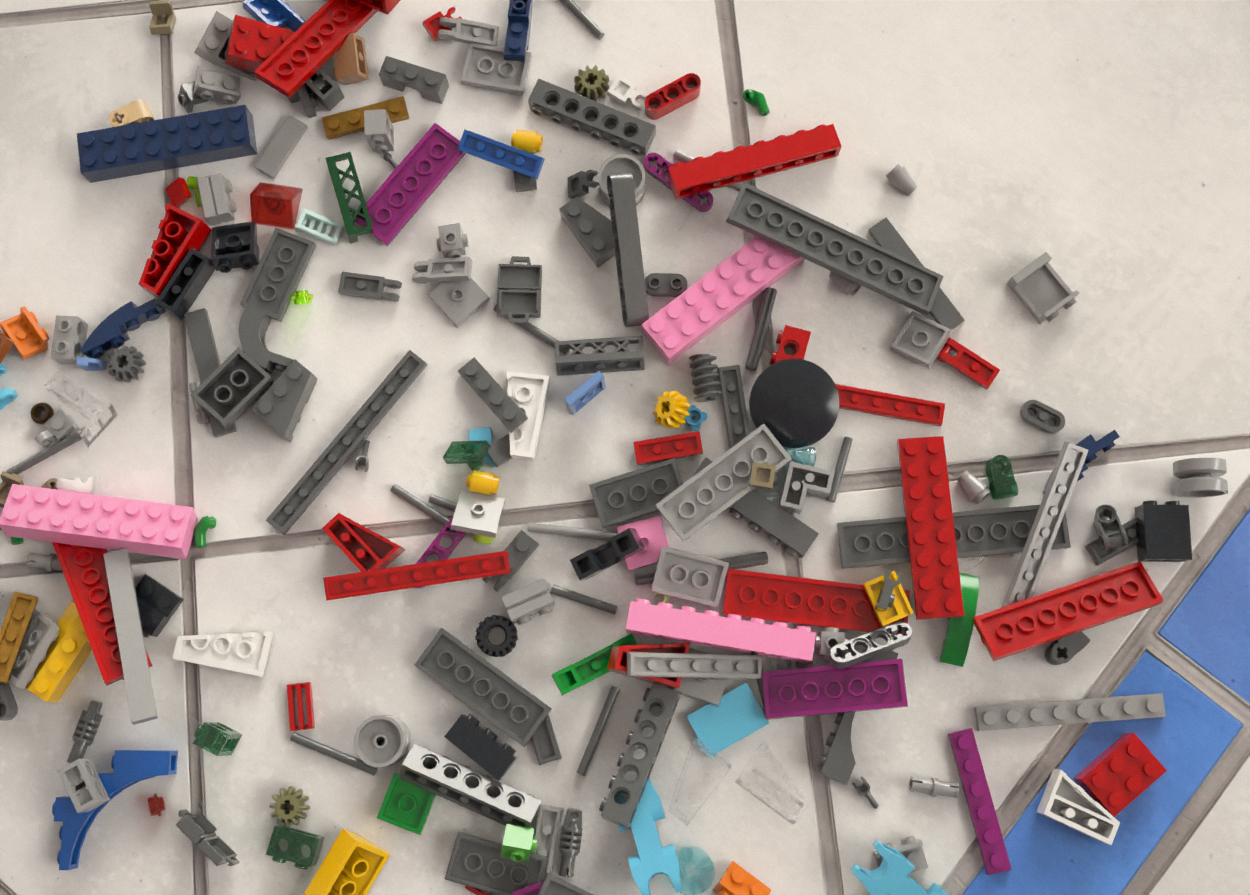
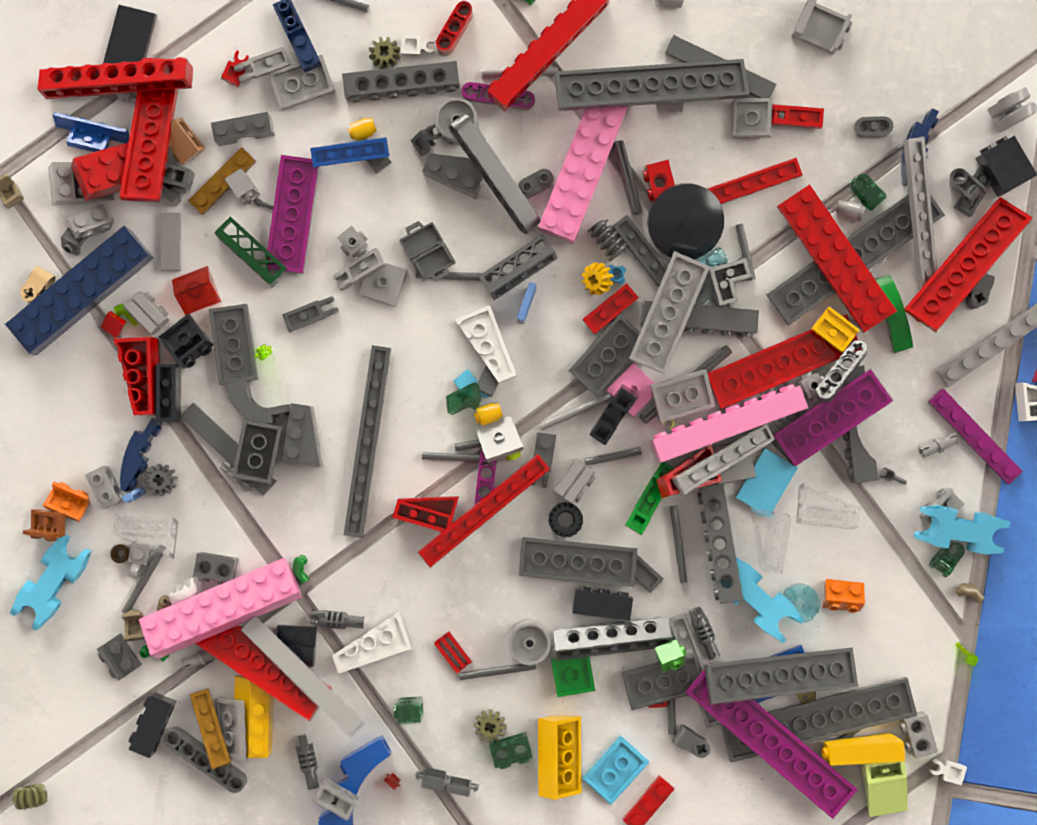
camera: 40 degrees left, 10 degrees up
(124, 477) = (216, 562): none -> dark grey brick
(205, 602) = (336, 619): none -> dark grey hinge
(308, 231) = (232, 283): light aqua slope -> none
(362, 459) = (387, 447): dark grey hand -> none
(492, 395) = (456, 343): dark grey plate -> none
(762, 475) = (696, 292): dark tan plate -> none
(885, 596) = (834, 330): dark grey plate -> none

